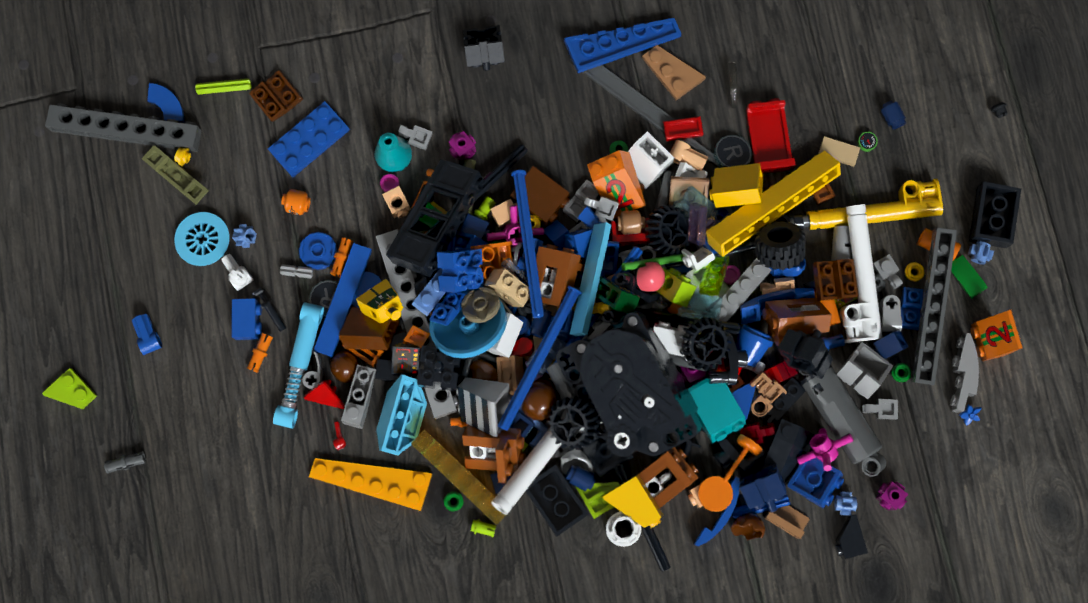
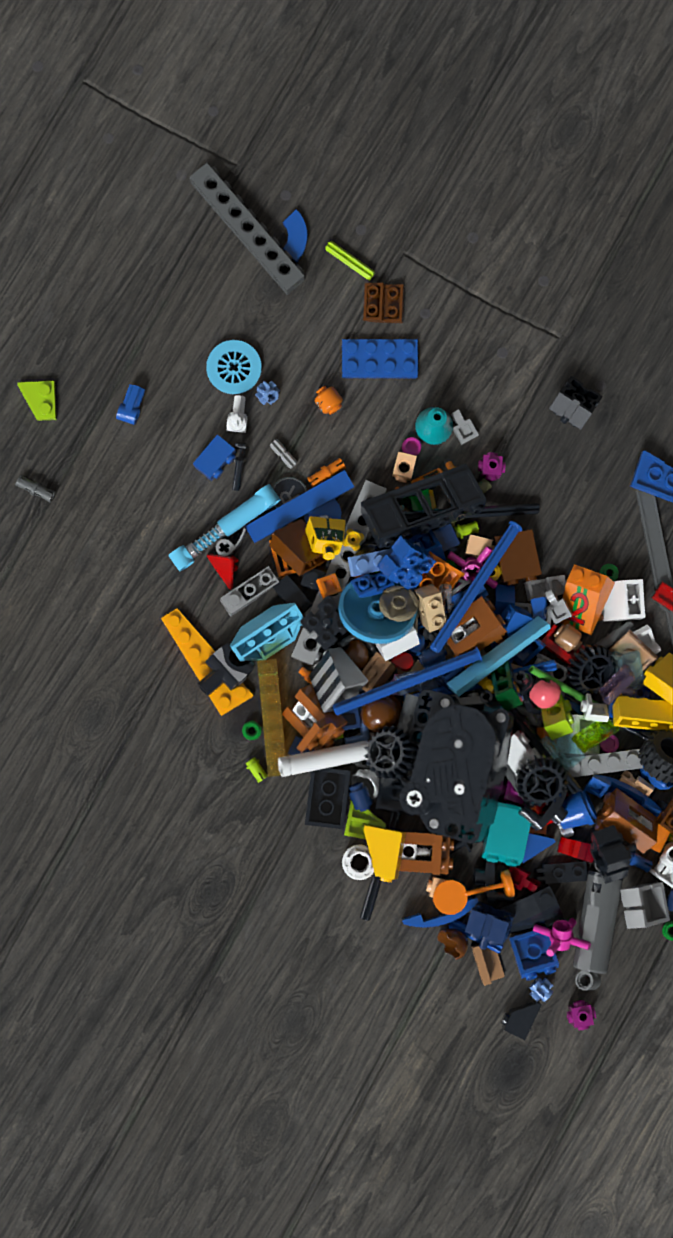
camera: 30 degrees right, 5 degrees up
(175, 175) = (255, 299): olive slope -> none
(182, 156) = (273, 289): yellow plate -> none
(259, 352) = (203, 492): orange pin -> none
(318, 250) = (313, 451): blue tile -> none
(338, 443) = (205, 612): red hand -> none
(344, 366) = (257, 557): reddish brown hair -> none
(392, 474) = (223, 671): none -> black connector
(405, 283) = (357, 536): none -> yellow plate
(405, 359) = (307, 594): piece -> none
(683, 153) = (655, 619): light nougat piece -> none
(768, 390) = (559, 855): medium nougat piece -> none
(884, 409) = (633, 946): light grey plate -> none

